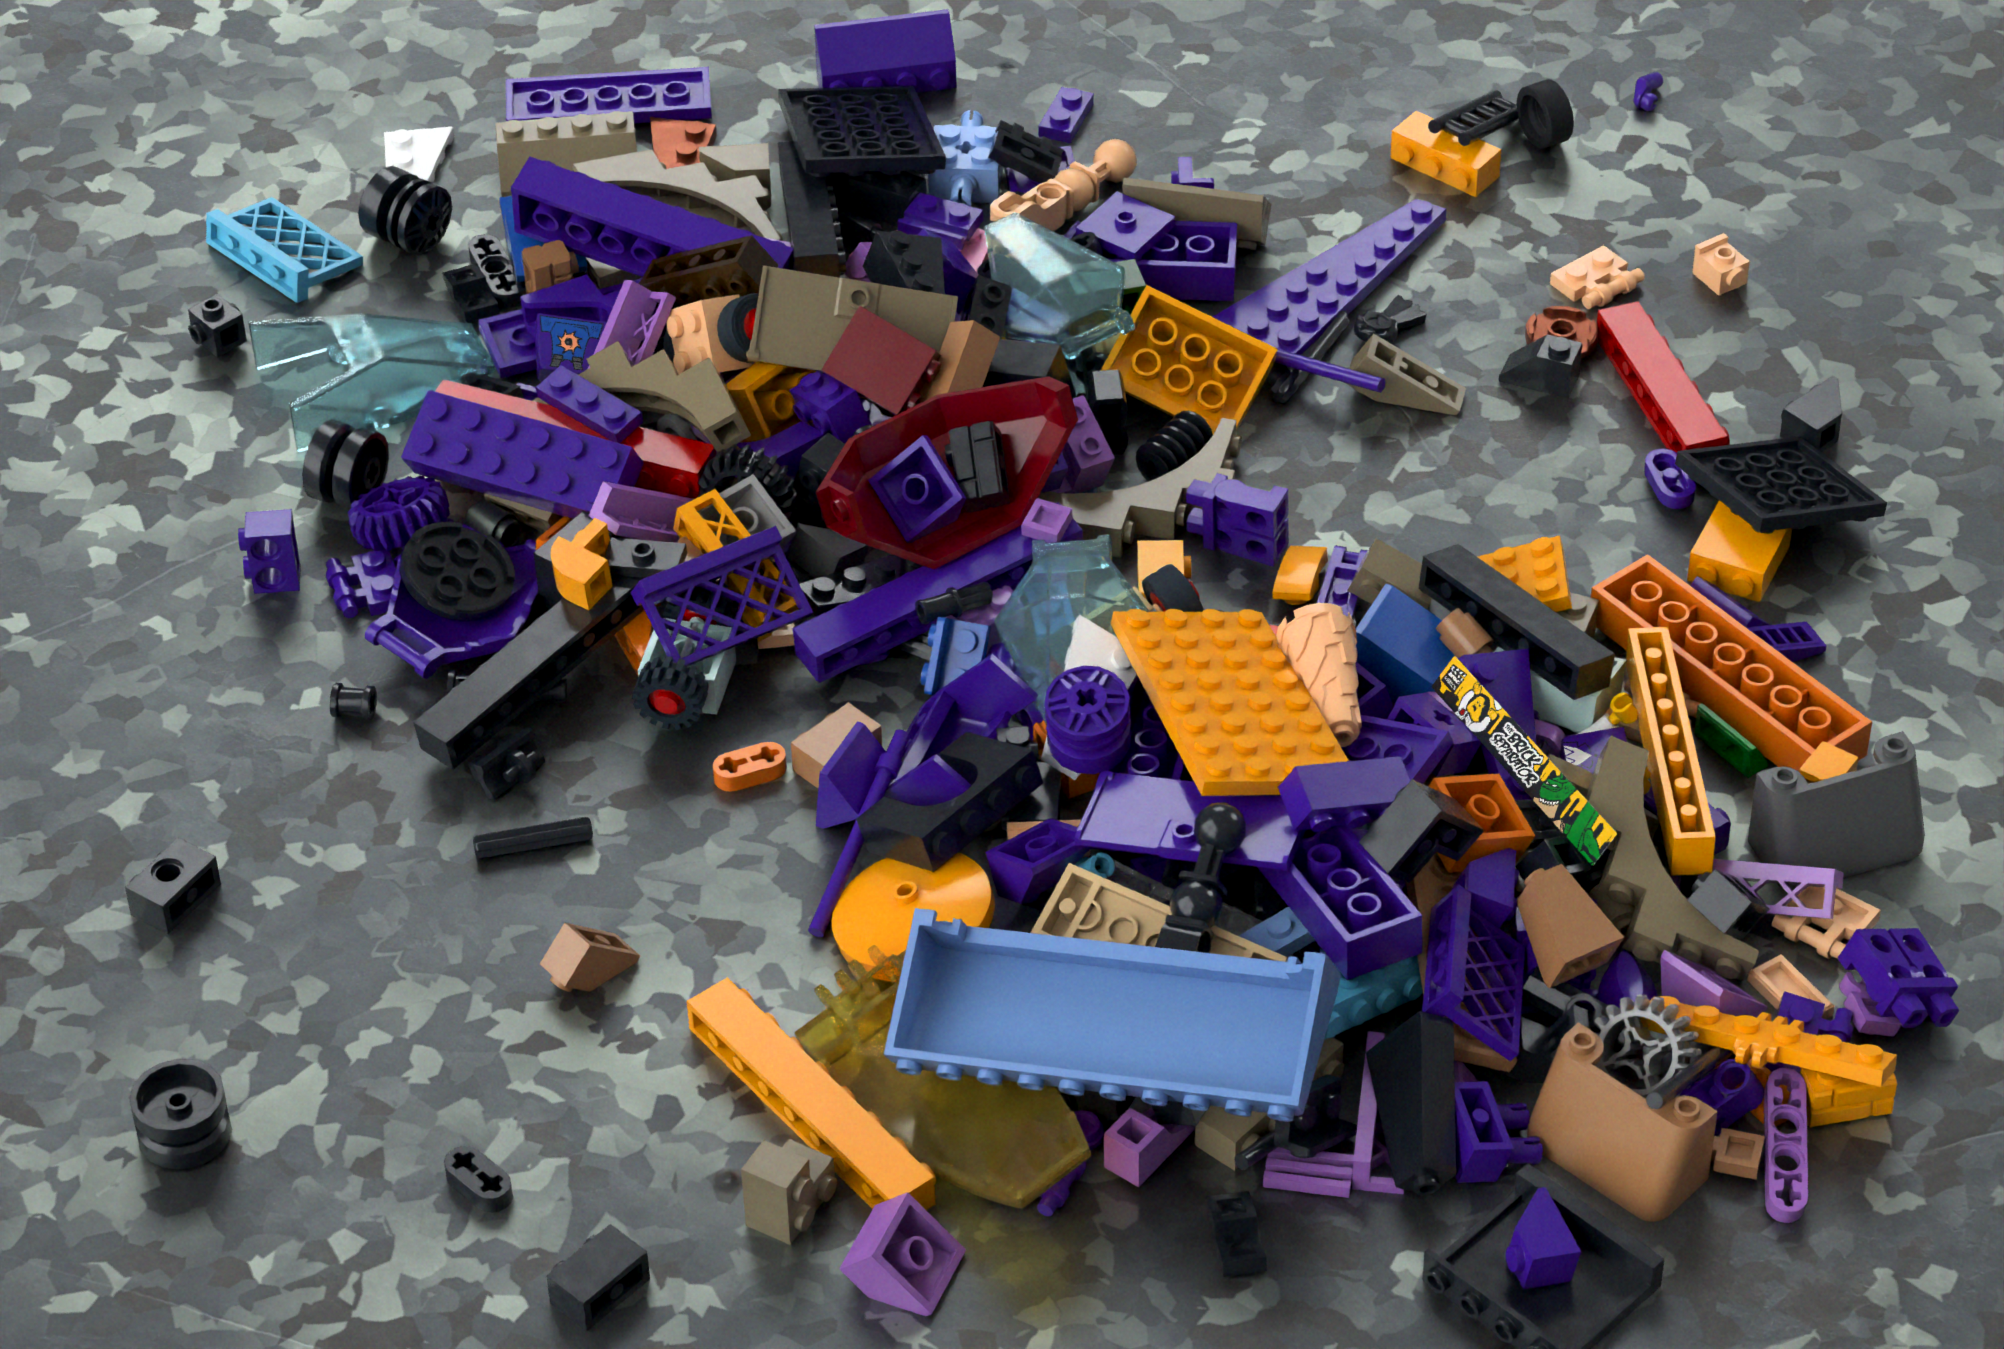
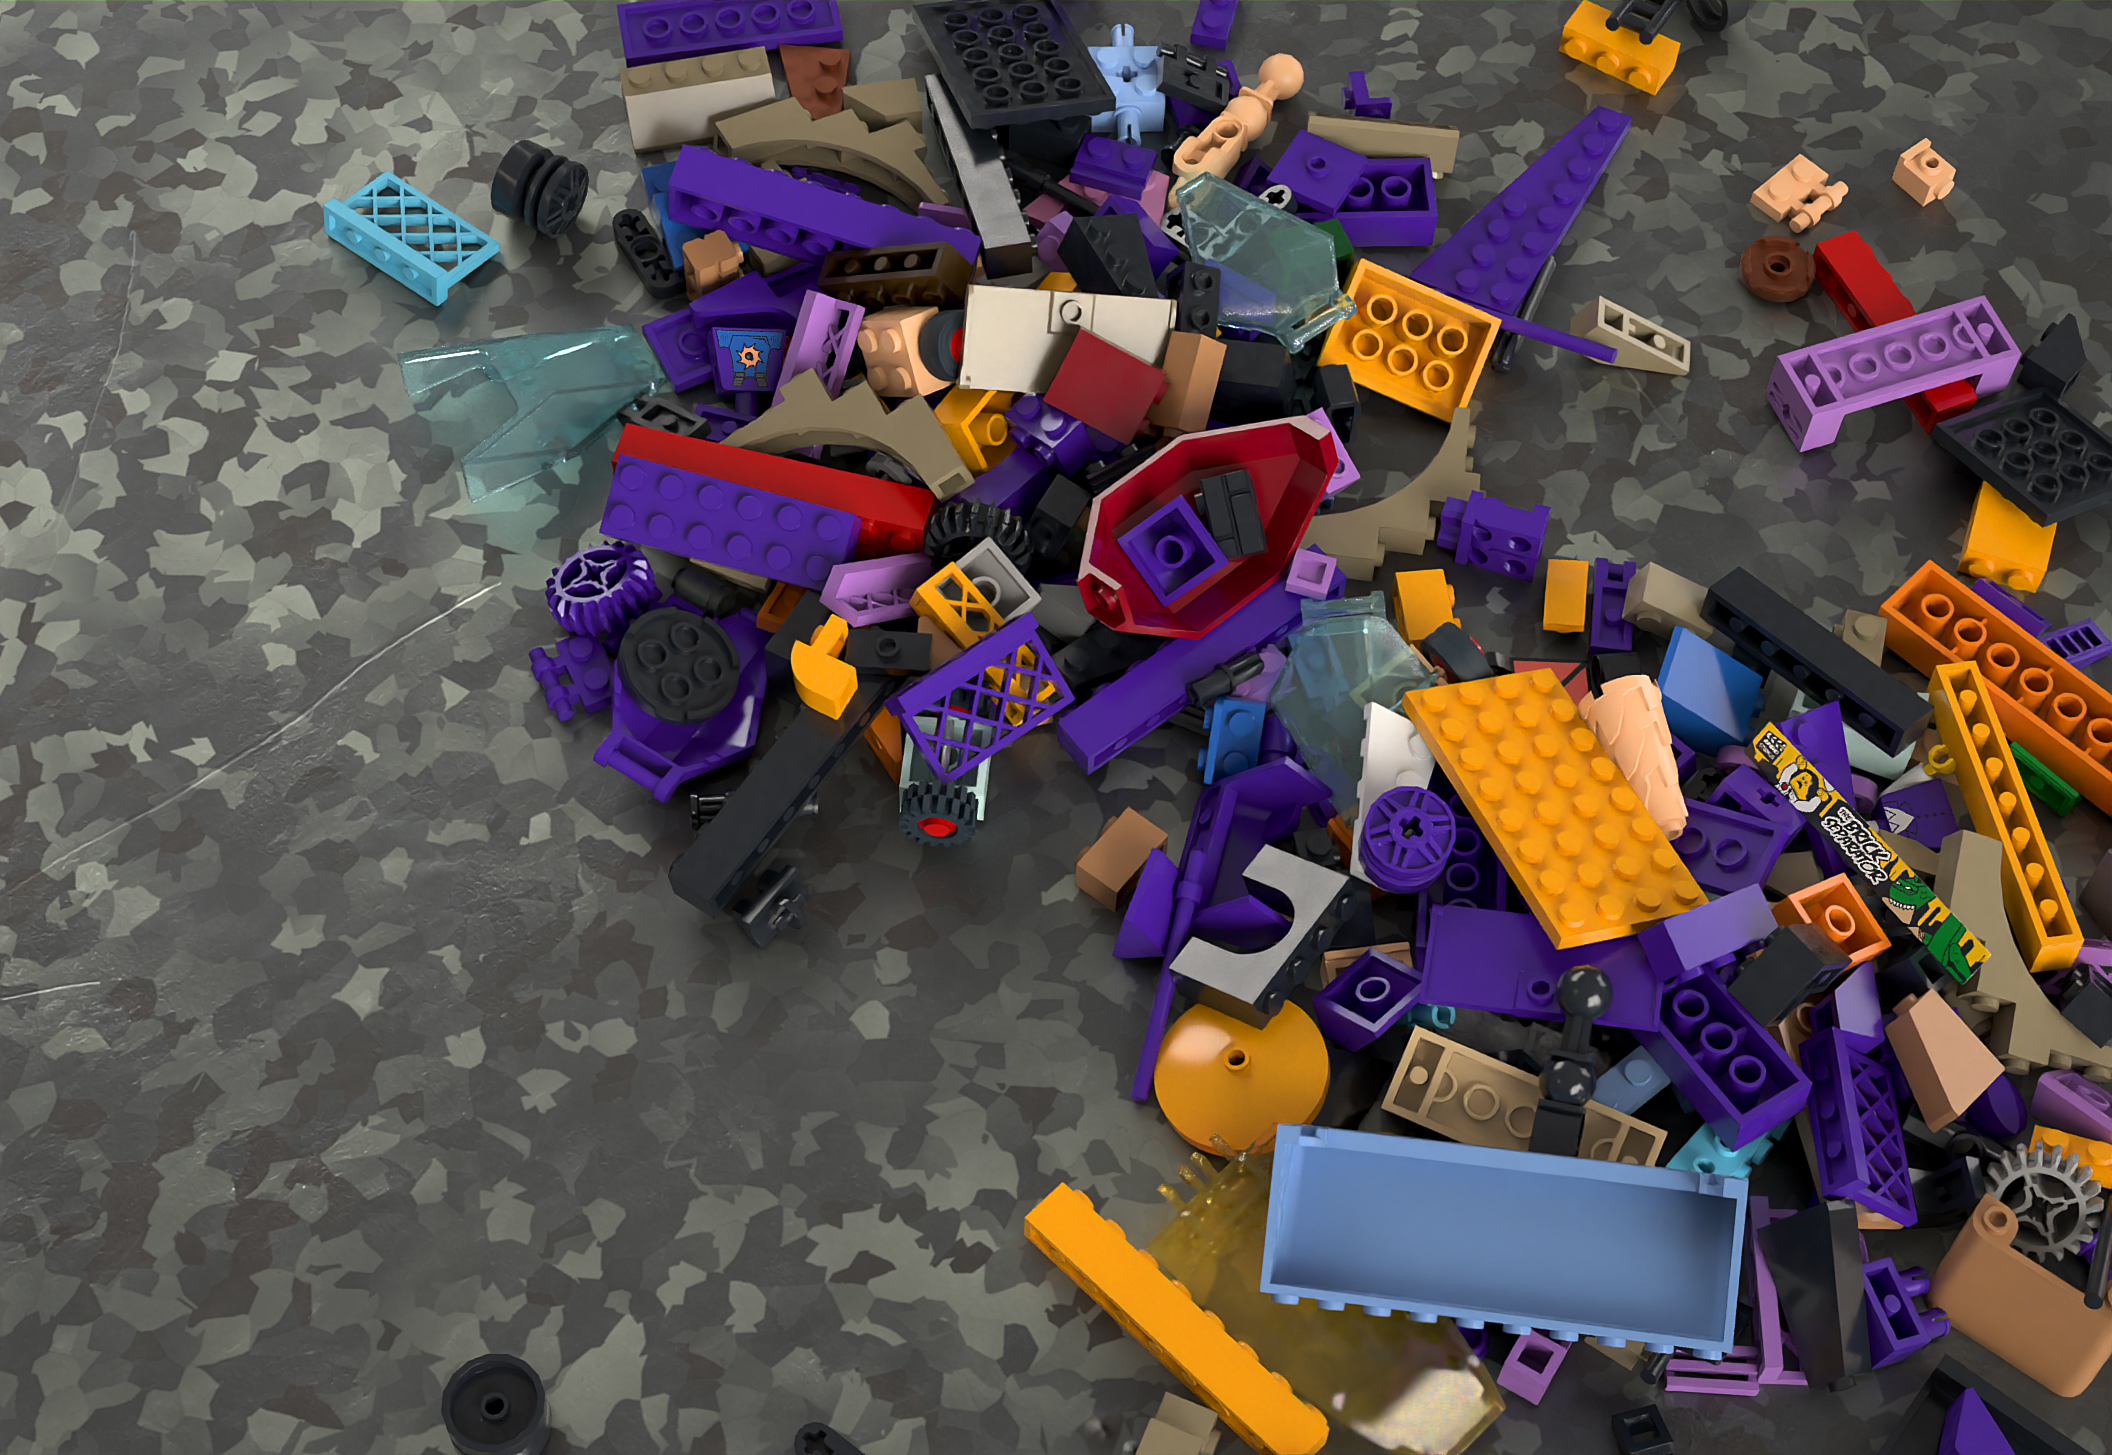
camera: 10 degrees left, 15 degrees up
(173, 885) = (433, 1122): black brick -> none
(217, 325) = (358, 349): black brick -> none
(271, 551) = (469, 651): dark purple brick -> none
(344, 463) = (532, 531): black wheel -> none
(353, 701) = (590, 836): black bush -> none
(418, 150) = (533, 106): white wing -> none
(470, 293) = (624, 285): black slope -> none
(532, 837) = (814, 999): black axle -> none
(586, 957) = (903, 1159): medium nougat slope -> none
(589, 404) = (793, 450): dark purple plate -> none
(749, 766) = (1030, 887): orange beam -> none
(1173, 445) = (1407, 444): black piece -> none
(1396, 316) = (1591, 272): black piece -> none
(1464, 634) = (1764, 683): medium nougat brick -> none
(1536, 569) = (1814, 583): light orange plate -> none
(1545, 366) = (1767, 312): black slope -> none
(1580, 409) = (1867, 368): none -> medium lavender plate
(1667, 480) = (1921, 449): dark purple plate -> none

